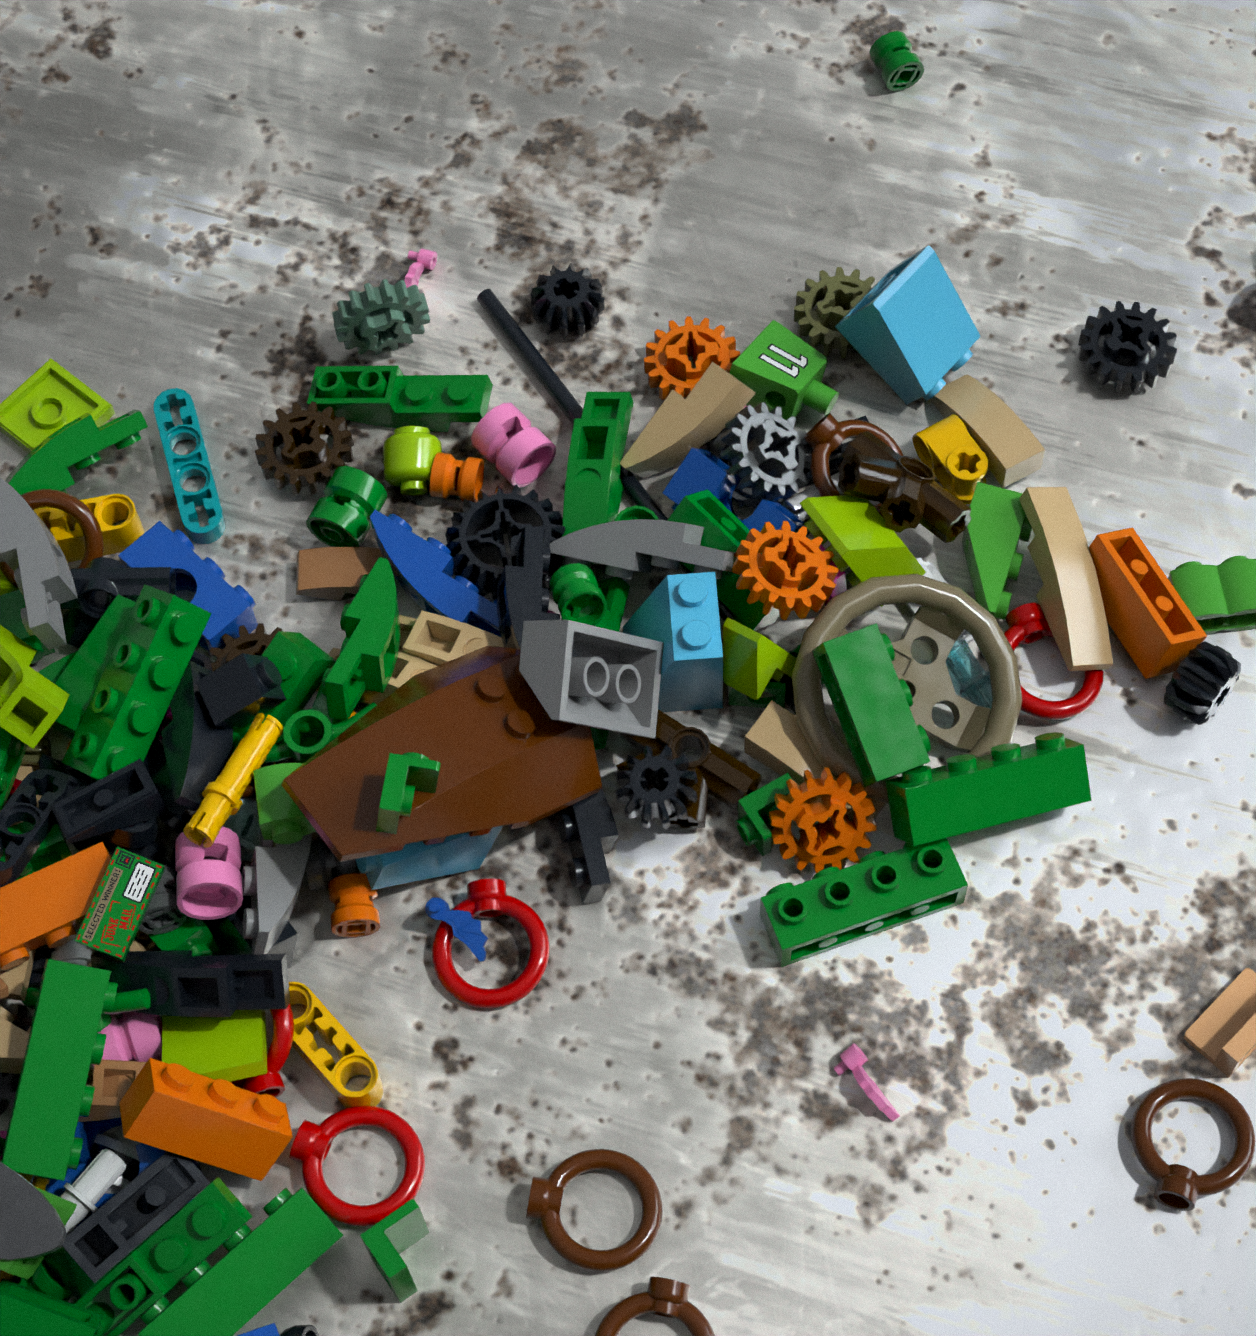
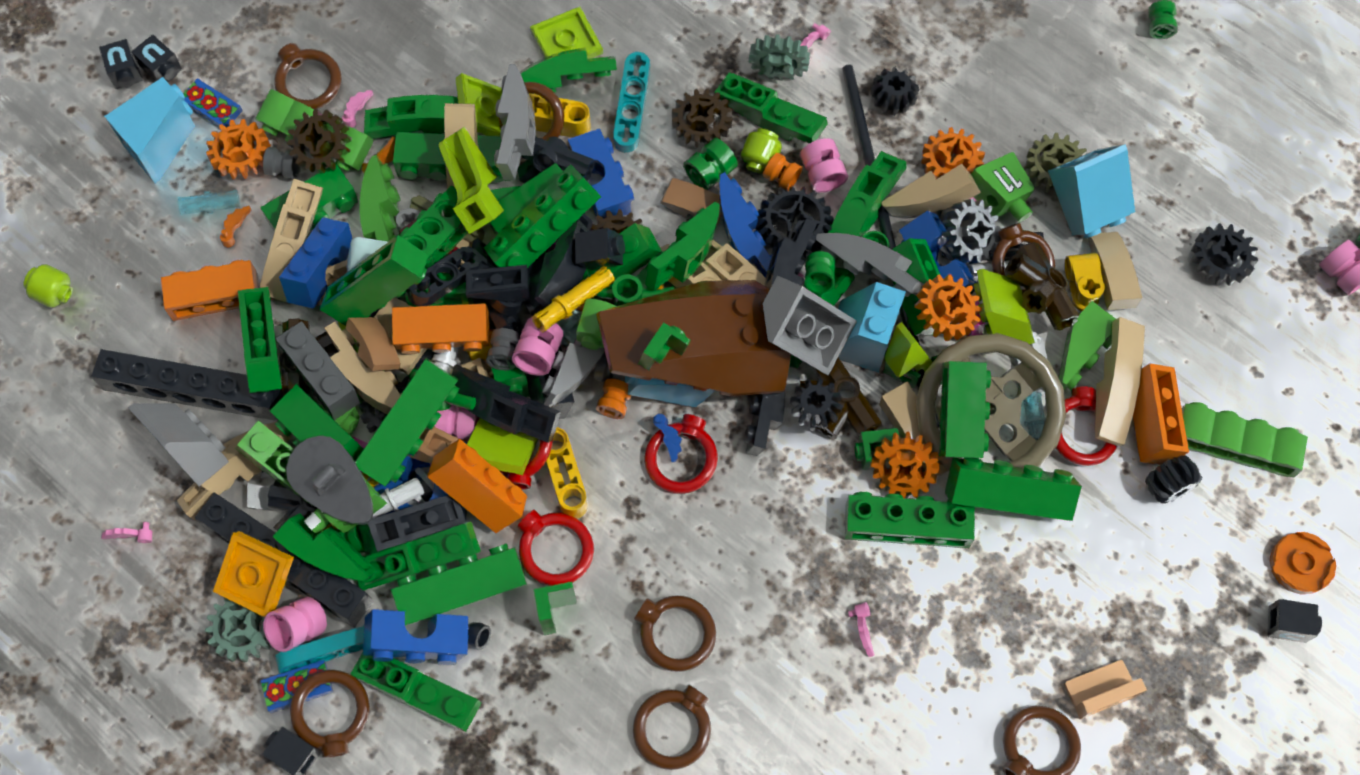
camera: 20 degrees right, 5 degrees up
(120, 904) = (480, 343): tile -> none

